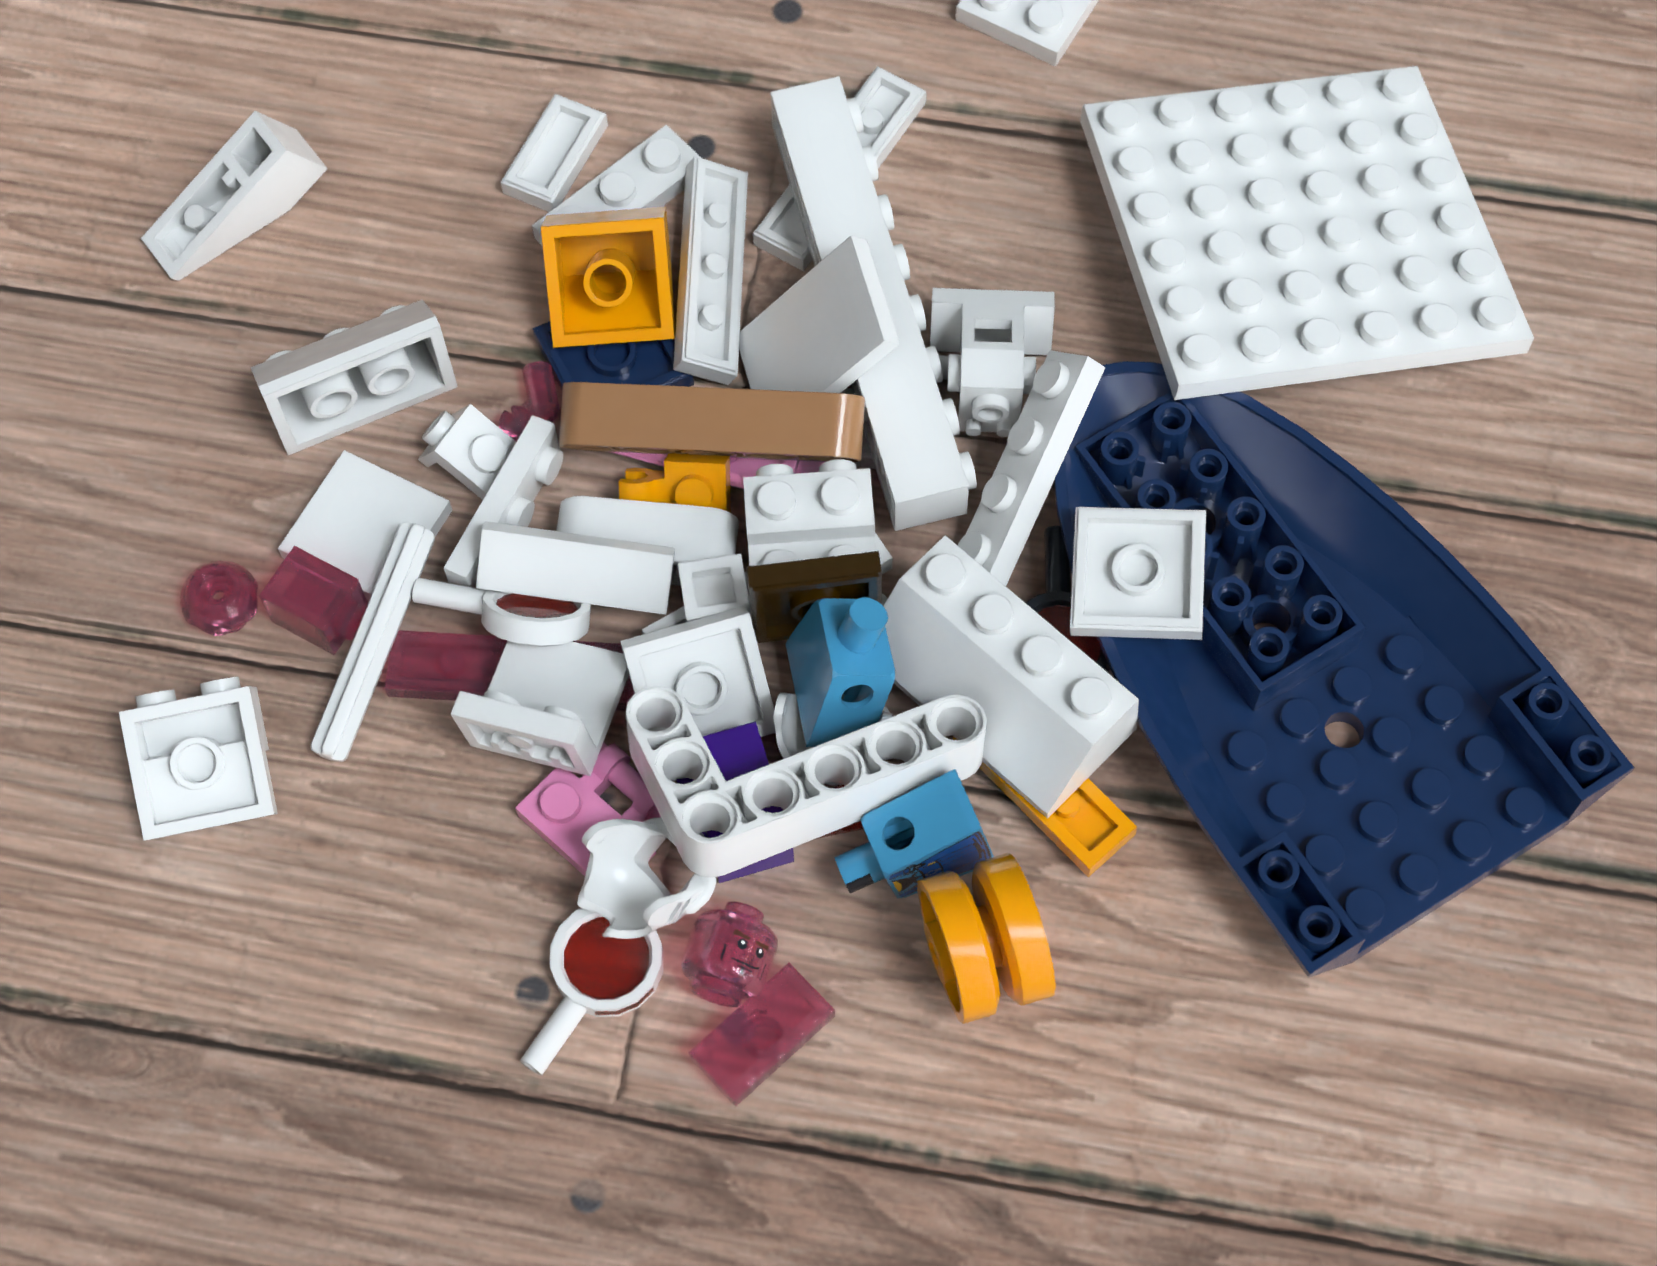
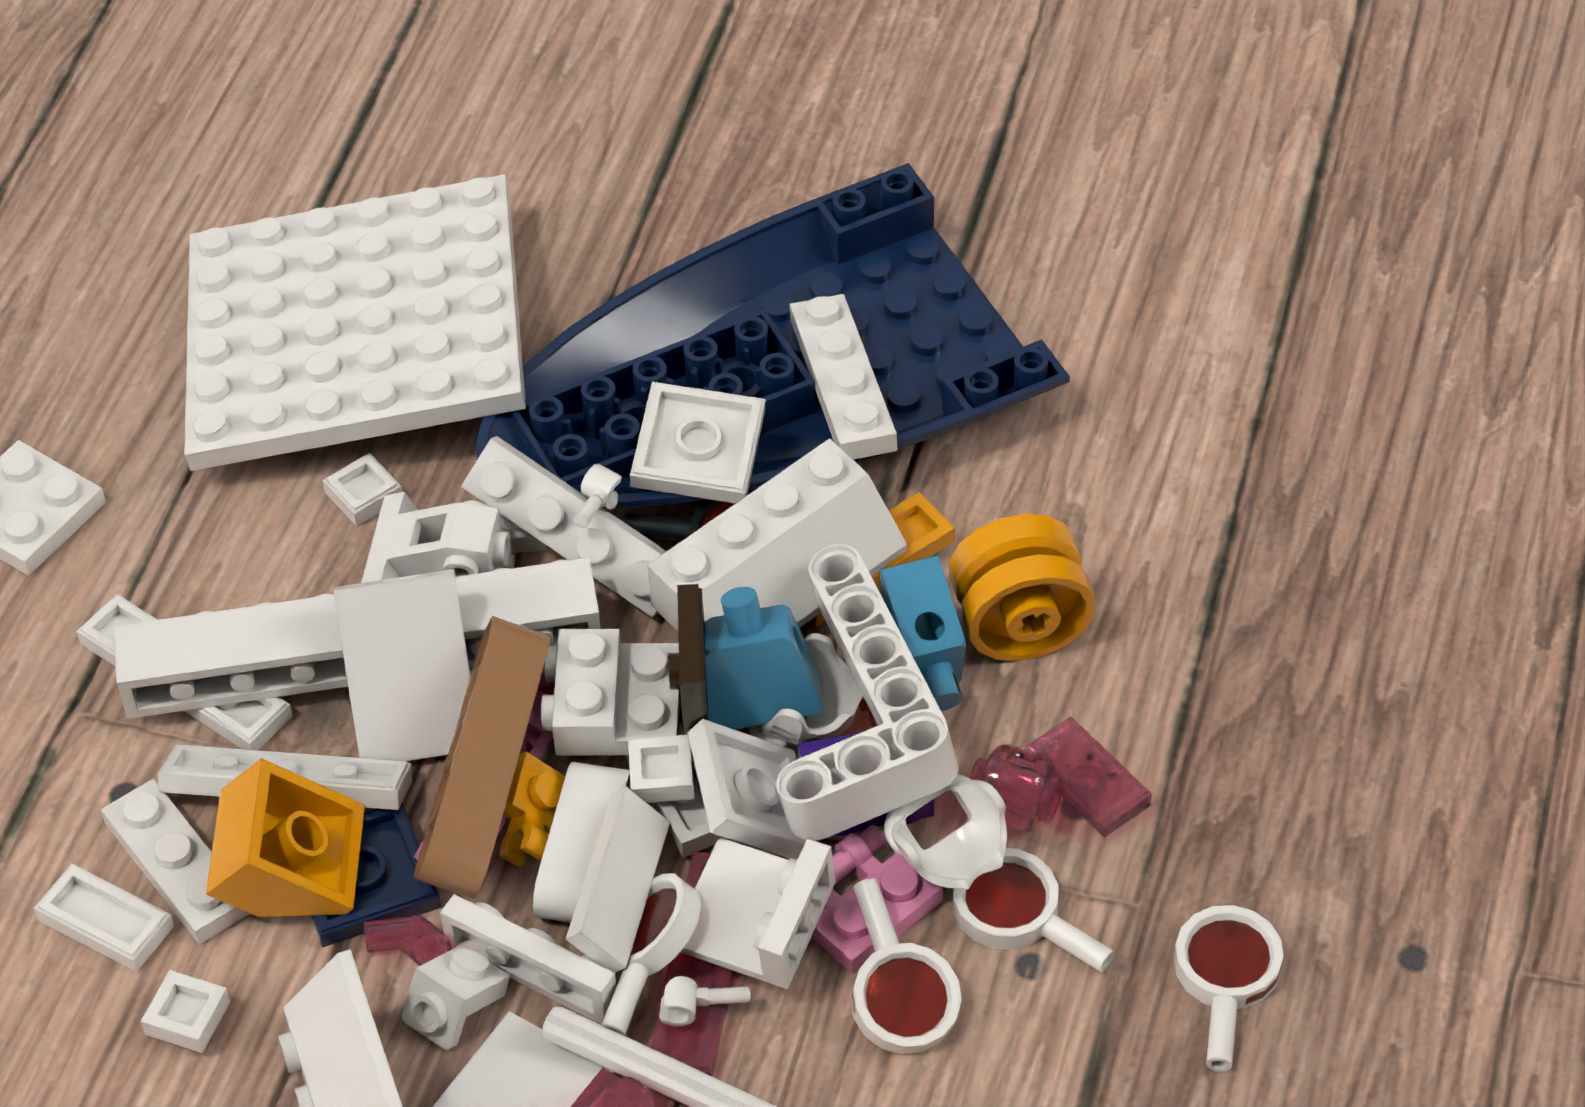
camera: 85 degrees left, 15 degrees down
(444, 232) = (185, 1011): none -> white plate
(452, 646) = (683, 996): none -> white hand
(477, 861) = (903, 991): none -> piece
(533, 1195) = (1230, 963): none -> piece
(1054, 488) = (599, 488): none -> white hand
(1093, 284) = (361, 488): none -> white tile
(1273, 721) = (843, 377): none -> white plate

